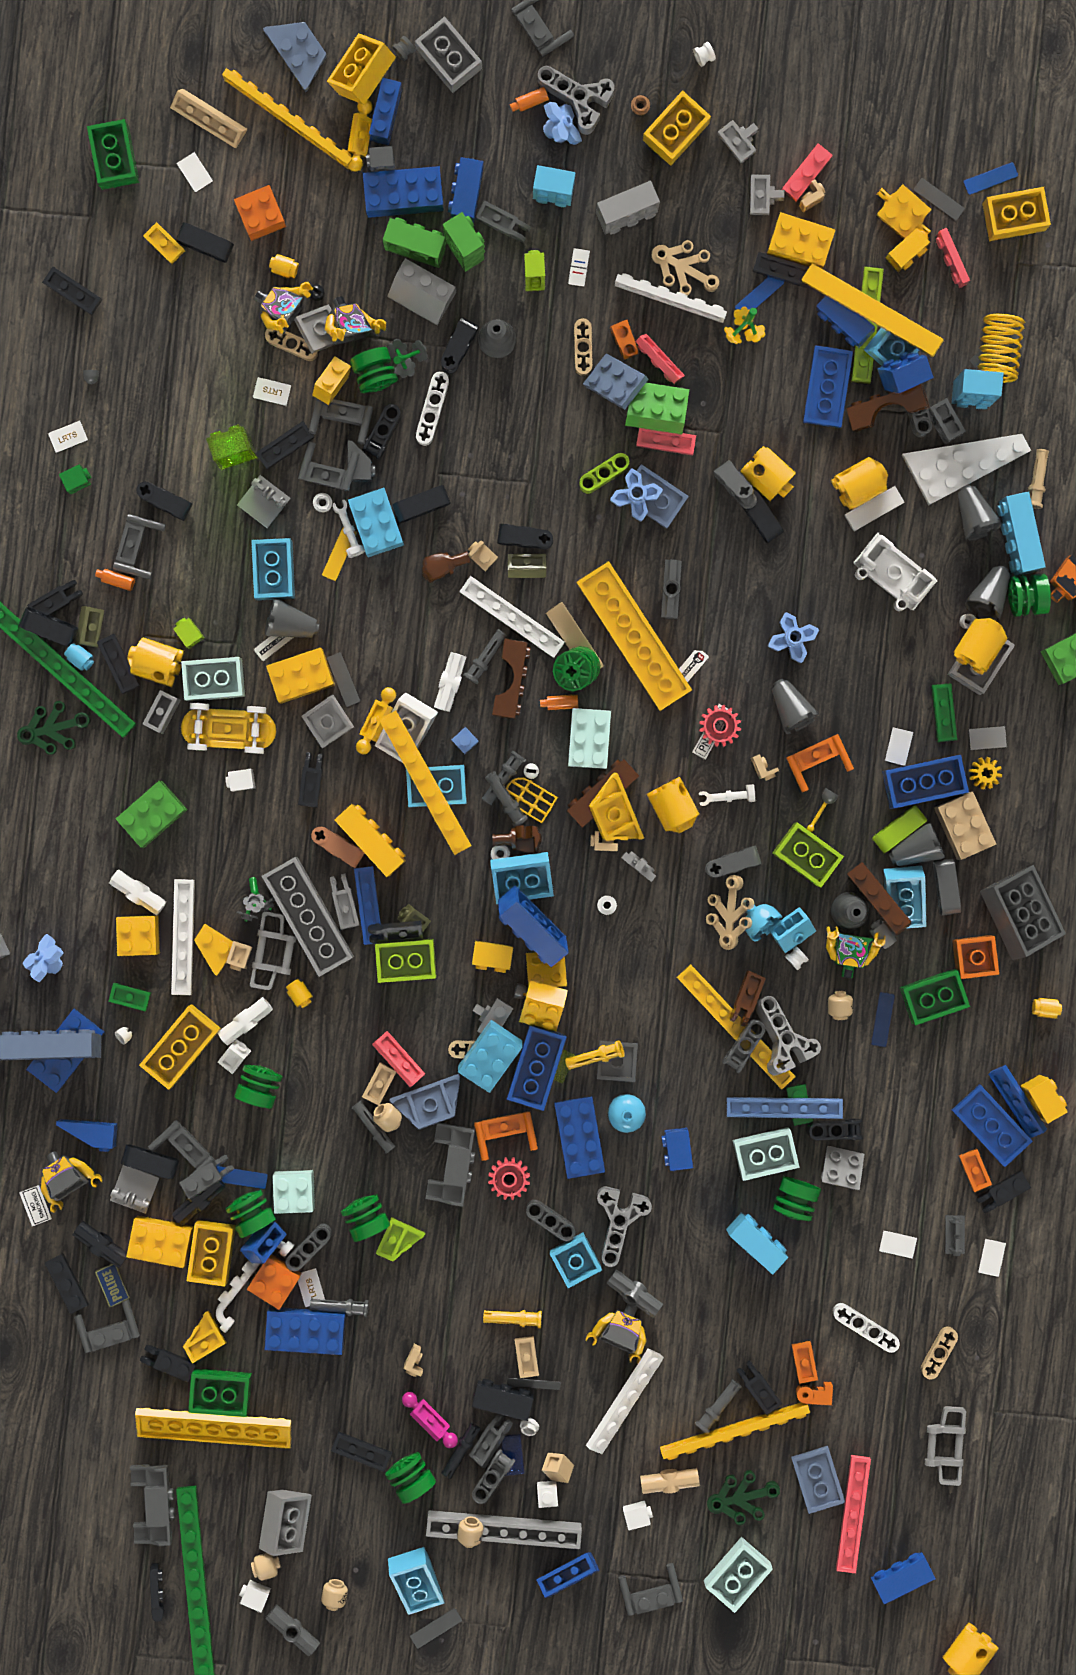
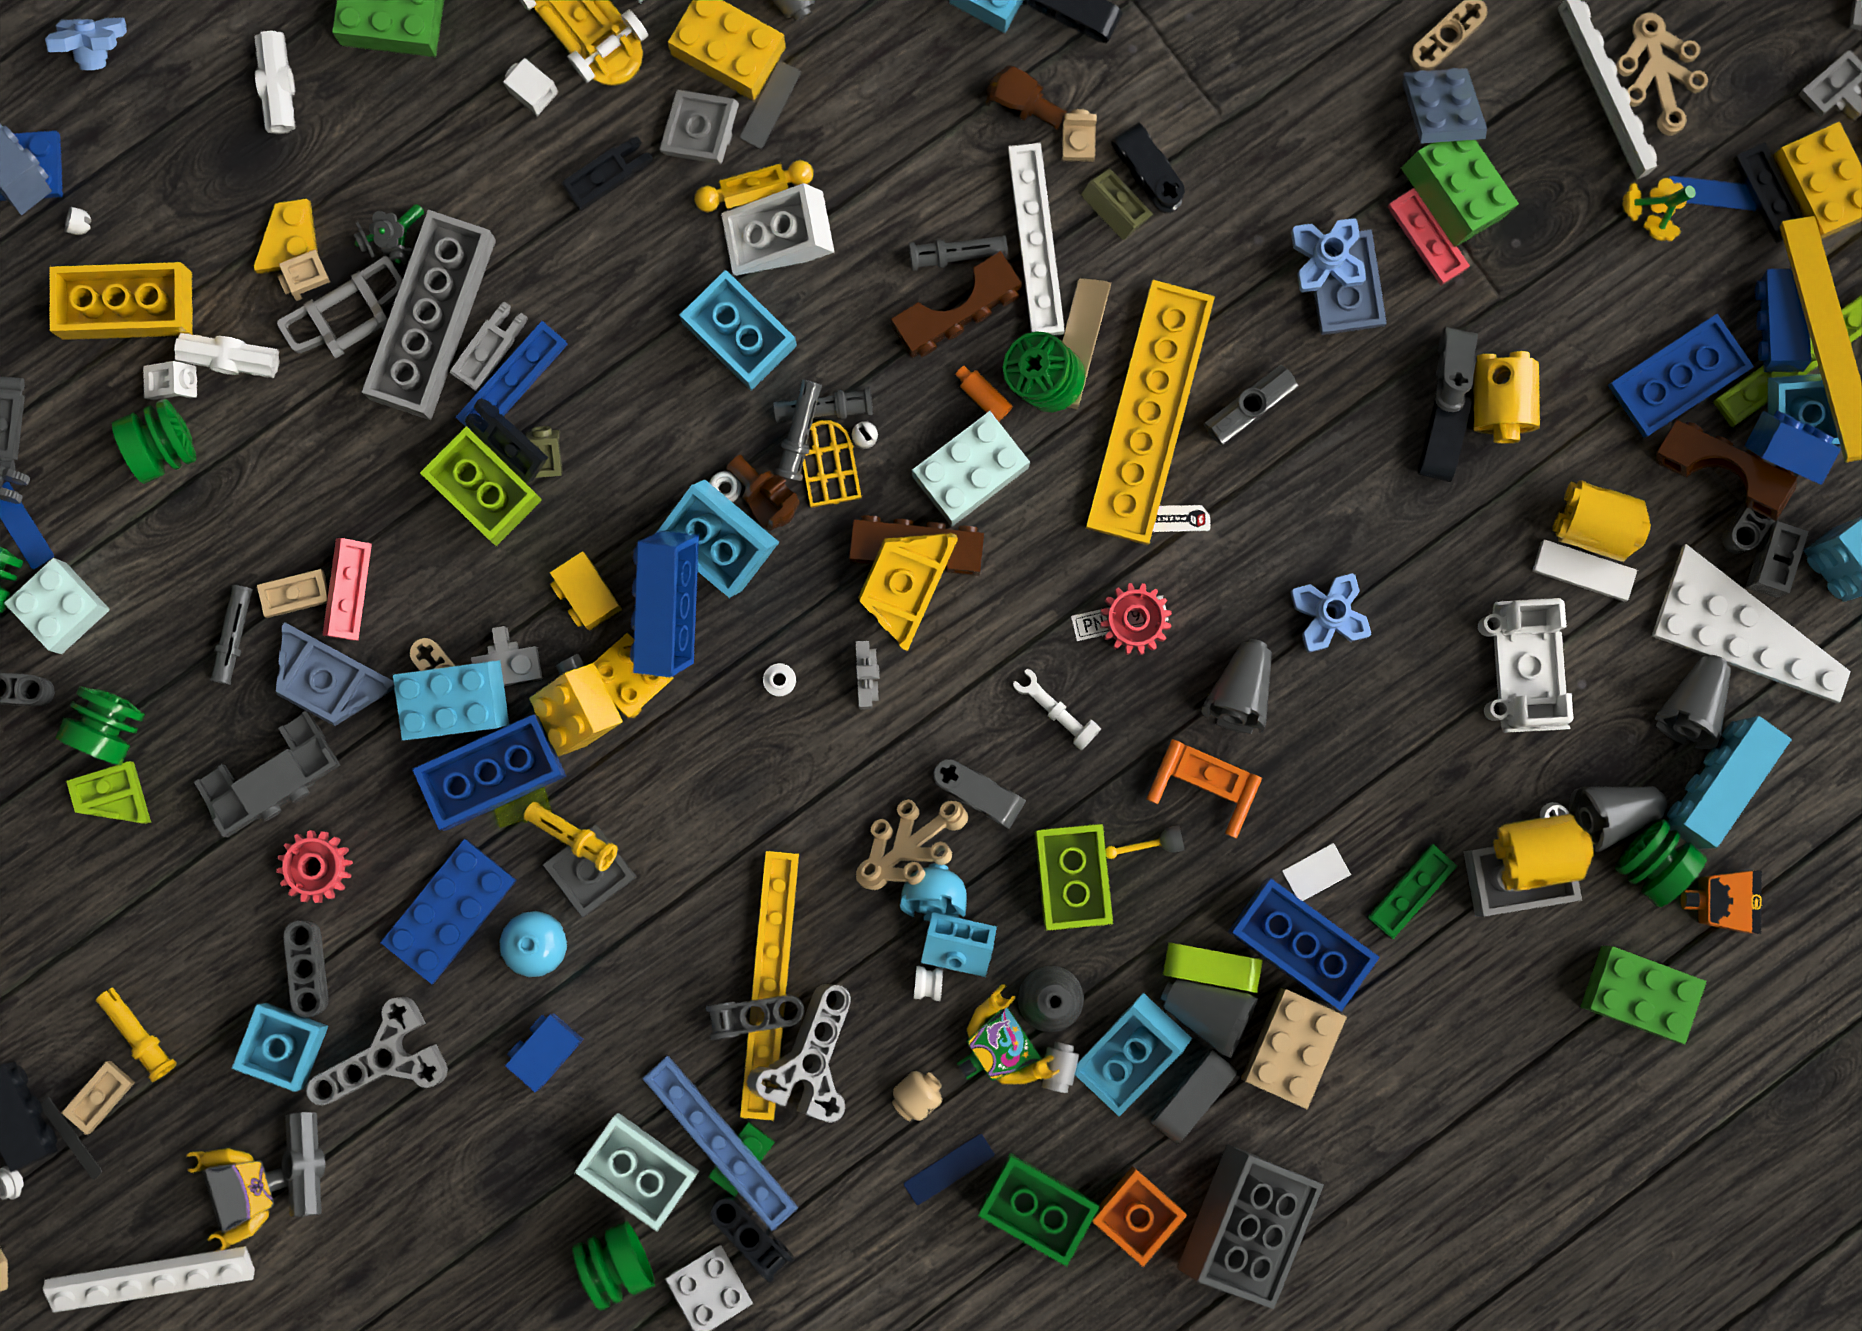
camera: 40 degrees right, 5 degrees down
(129, 996) = (132, 186): green plate -> none
(137, 935) = (219, 128): yellow brick -> none
(183, 937) = (267, 186): white plate -> none
(299, 993) = (321, 392): yellow brick -> none
(338, 846) = (553, 276): nougat piece -> none
(370, 840) = (595, 307): yellow brick -> none
(387, 1117) = (258, 640): tan head -> none
(425, 782) = (728, 308): yellow plate -> none
(450, 682) = (885, 234): white piece -> none
(465, 740) = (828, 316): medium blue brick -> none
(502, 1127) = (376, 801): orange plate -> none
(605, 845) = (853, 610): tan bracket -> none
(609, 465) = (1332, 189): lime beam -> none
(624, 339) = (1505, 73): orange leg -> none
(659, 358) = (1521, 138): coral plate -> none
(674, 806) = (981, 649): yellow cylinder -> none
(747, 996) = (822, 964): reddish brown hinge -> none
(757, 1242) = (510, 1266): medium azure brick -> none
(760, 766) = (1132, 715): tan bracket -> none
(879, 899) = (1099, 1020): reddish brown arch -> none
(983, 780) = (1373, 1017): yellow gear -> none
(987, 738) = (1430, 977): light grey sticker -> none
(1036, 488) = (1801, 751): tan pin -> none

